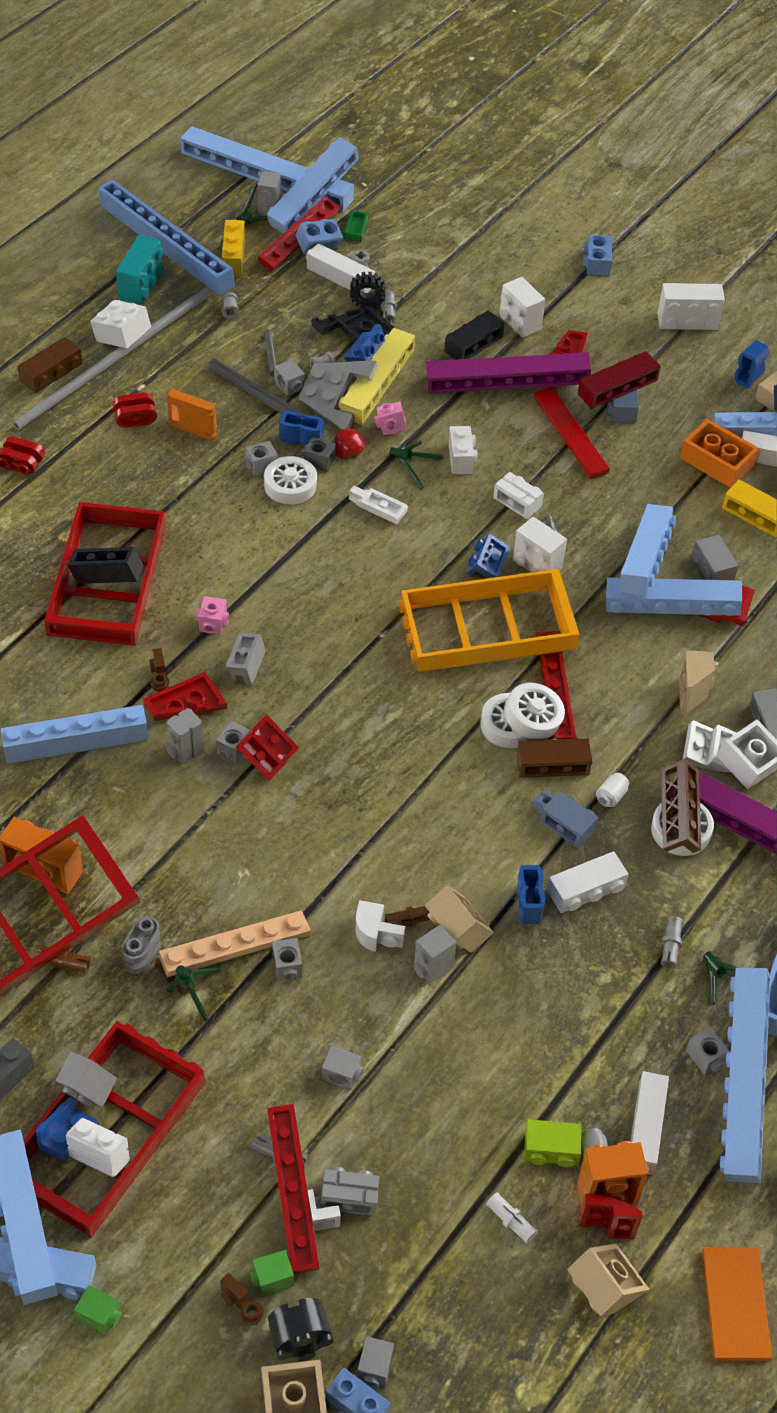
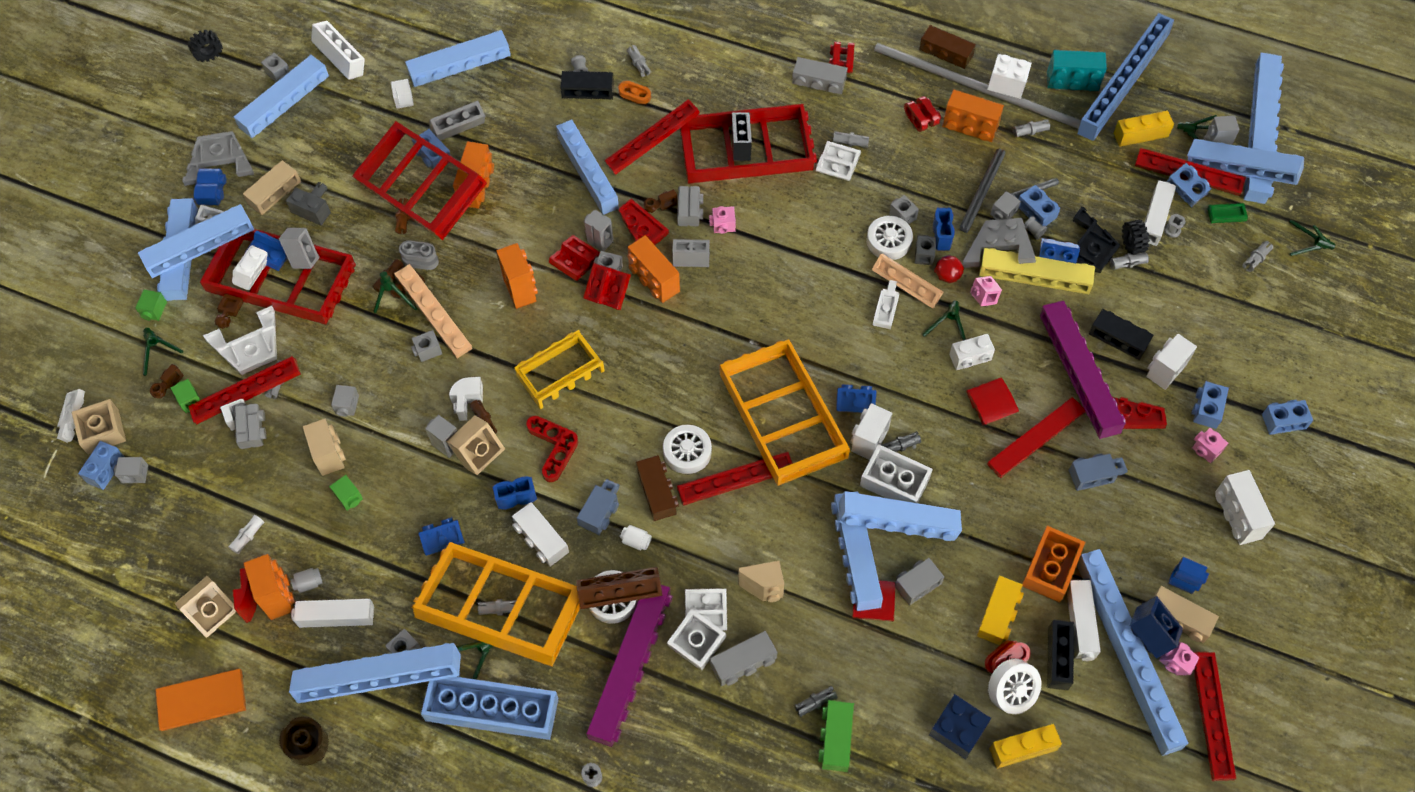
camera: 80 degrees right, 10 degrees up
(37, 482) = (819, 75): none -> light grey brick
(63, 654) = (652, 137): none -> red plate
(138, 1199) = (228, 306): none -> reddish brown plate
(140, 479) = (851, 139): none -> light grey pin
(156, 1317) = (151, 340): none -> dark green plant
(163, 364) = (972, 115): none -> orange brick
(167, 497) = (838, 161): none -> white slope
(168, 1000) = (393, 268): none -> reddish brown pin
(178, 645) = (689, 205): none -> light grey brick
(191, 331) = (1031, 128): none -> light grey pin
(193, 416) = (926, 148): orange container -> none
(205, 778) = (574, 257): none -> red slope
(221, 1180) = (251, 349): none -> white wing
(229, 827) = (517, 275): none -> orange brick
(230, 308) = (1073, 145): light grey bush -> none
(262, 692) = (653, 269): none -> orange brick
(298, 349) = (1037, 204): none -> medium blue brick
(300, 1329) = (143, 417): black brick -> none
(345, 835) = (568, 380): none -> yellow window
(357, 476) = (907, 280): none -> light nougat plate
(413, 1094) = (324, 446): none -> tan brick
(414, 176) = (1319, 242): none -> dark green plant
(415, 219) = (1257, 256): none -> light grey pin
(464, 843) = (558, 440): none -> red beam
(481, 1085) = (346, 492): none -> bright green brick
(518, 495) = (937, 407): white brick -> none
(521, 451) = (992, 401): none -> red slope
(529, 715) = (690, 460): white wheel -> none
(552, 1143) = (306, 549): lime brick -> none
(565, 987) = (437, 538): none -> blue bracket
(572, 299) = (1214, 406): none -> medium blue brick
(597, 545) = (895, 476): none -> white brick
(617, 311) = (1209, 445): none -> bright pink brick
(618, 380) = (1102, 456): dark red brick -> none
(699, 868) = (546, 654): none -> light orange window

